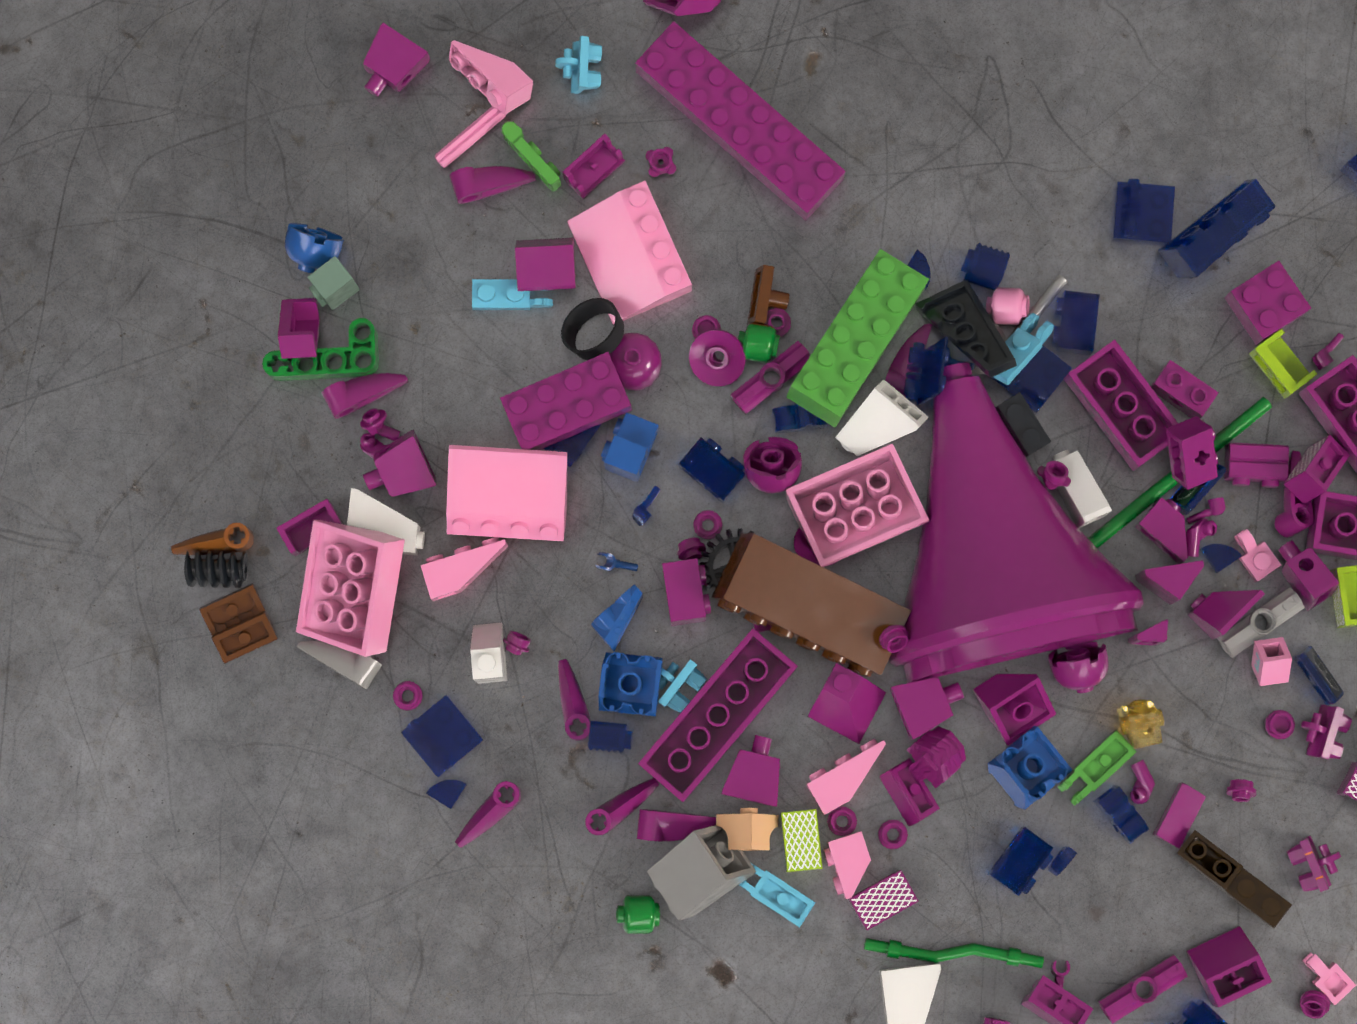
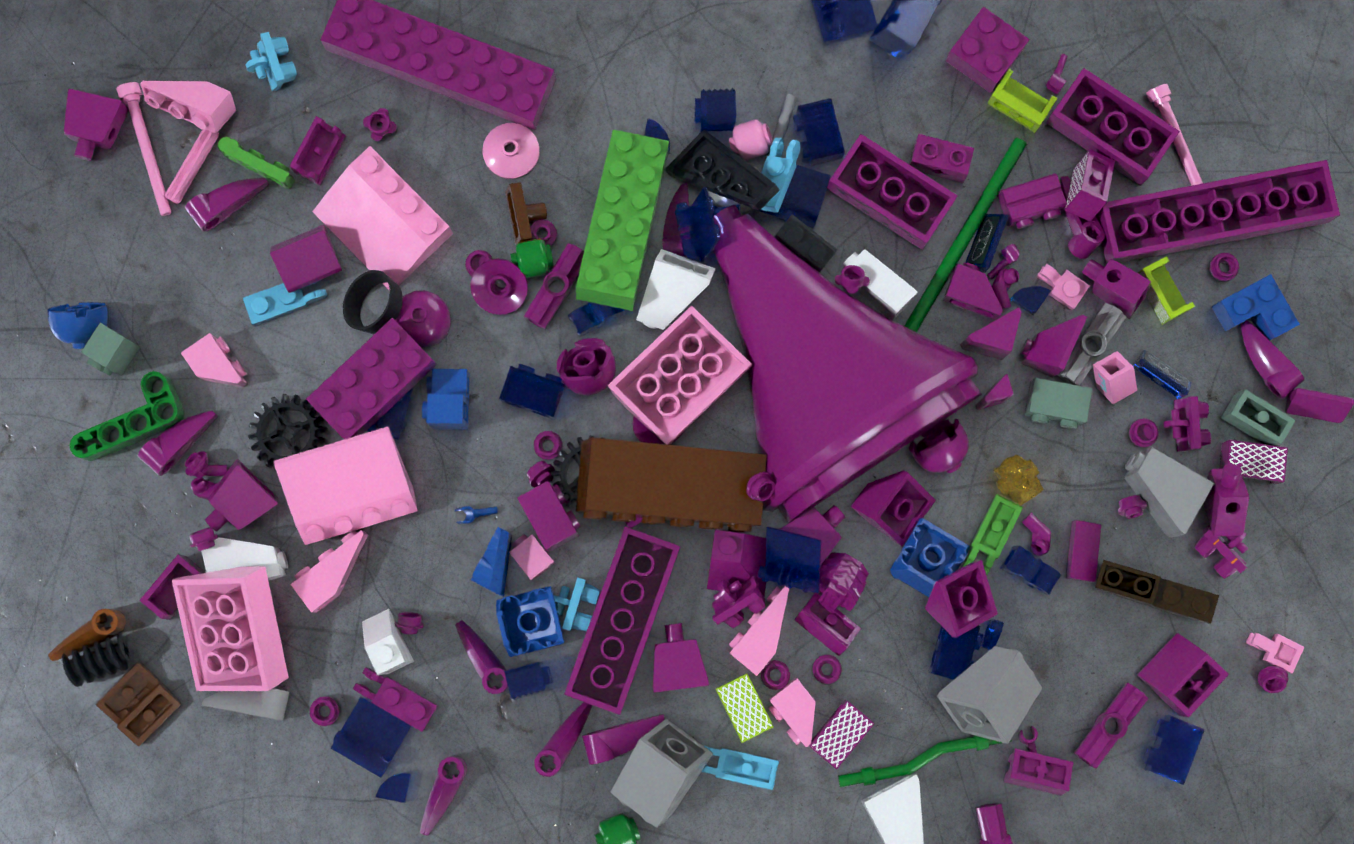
camera: 25 degrees left, 0 degrees up
(298, 328) = (93, 403): magenta panel -> none
(356, 492) = (203, 539): none -> magenta plate
(421, 330) = (212, 363): none -> bright pink slope
(436, 49) = (130, 95): none -> bright pink piece
(480, 712) = (398, 700): none -> magenta hinge
(481, 421) = (300, 428): none -> black gear
(641, 514) = (482, 458): clear blue hand -> none
(654, 623) = (531, 556): none -> bright pink brick
(748, 829) = (690, 716): light nougat brick -> none
(775, 246) = (512, 164): none -> bright pink dish
(830, 734) = (734, 598): none -> magenta hips
(898, 719) = (792, 560): none -> clear blue hinge
(1040, 916) = (992, 695): none -> light grey slope
(1045, 816) = (962, 599): none -> magenta slope
(1192, 452) = (971, 211): magenta brick -> none
(1208, 665) = (1058, 402): none -> sand green brick
(1281, 785) = (1169, 489): none -> light grey slope
(1335, 804) = (1227, 491): none -> magenta torso

